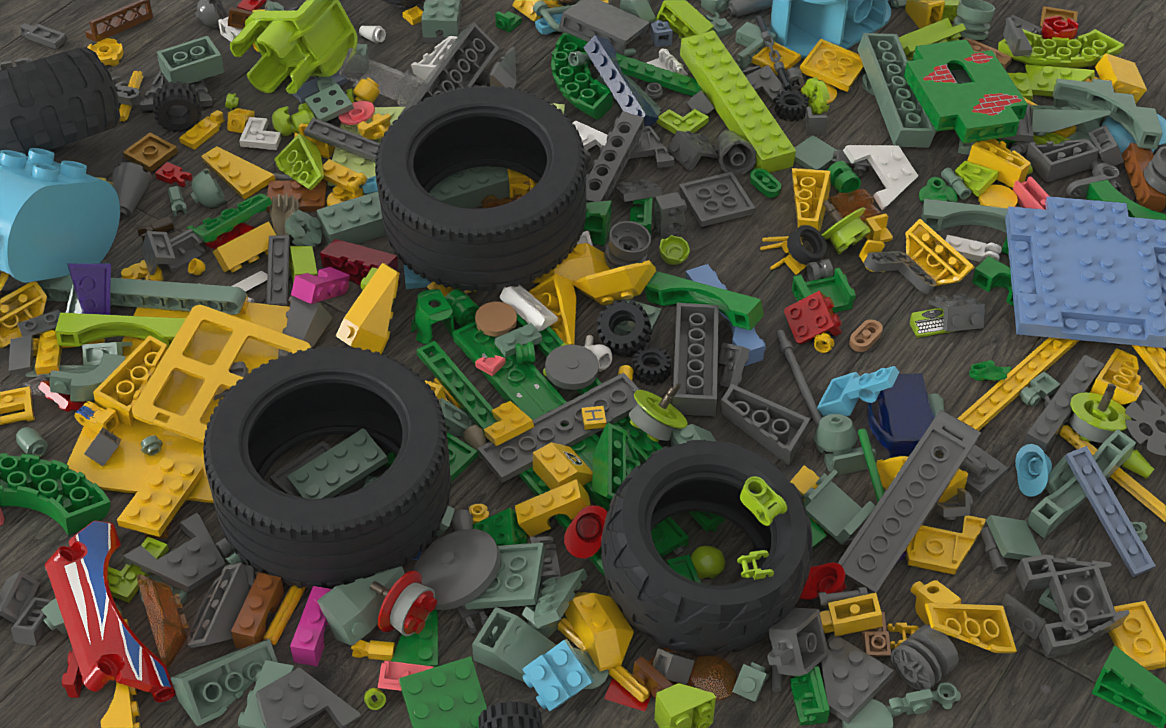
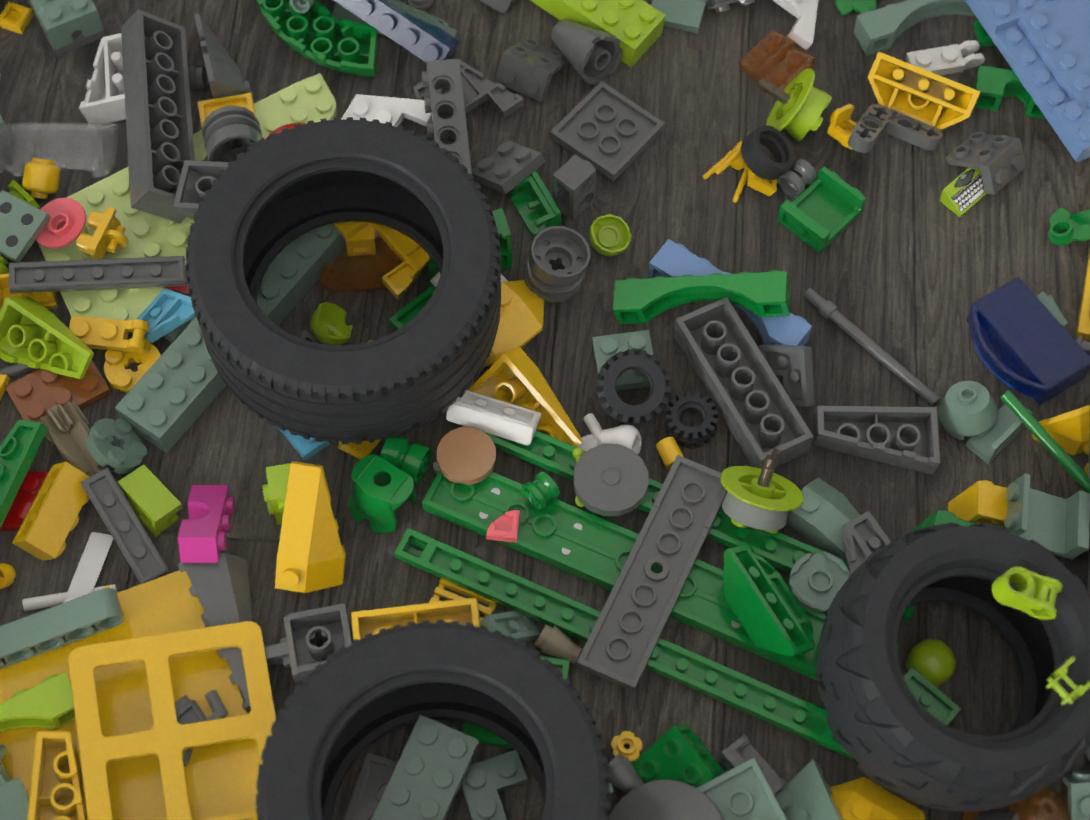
camera: 30 degrees left, 15 degrees up
(355, 259) = (226, 459): dark red wedge -> none
(510, 423) = (598, 606): yellow plate -> none
(522, 335) = (515, 472): sand green plate -> none
(560, 465) = (698, 635): yellow slope -> none
(566, 499) = (732, 686): yellow arch -> none
(585, 532) = (794, 711): red piece -> none
(593, 417) = (689, 542): yellow tile -> none
(616, 283) = (578, 327): yellow wedge -> none
(691, 122) = (490, 37): lime plate -> none
(765, 182) = (651, 77): green plate -> none
(810, 191) = (722, 78): yellow wedge -> none
(812, 317) = (836, 255): red bracket -> none
(823, 347) = (867, 282): yellow plate -> none
(843, 177) = (742, 28): green wheel -> none
(845, 390) = (944, 339): medium azure plate -> none
(865, 335) = (907, 248): medium nougat plate -> none
(878, 228) = (827, 82): yellow panel -> none

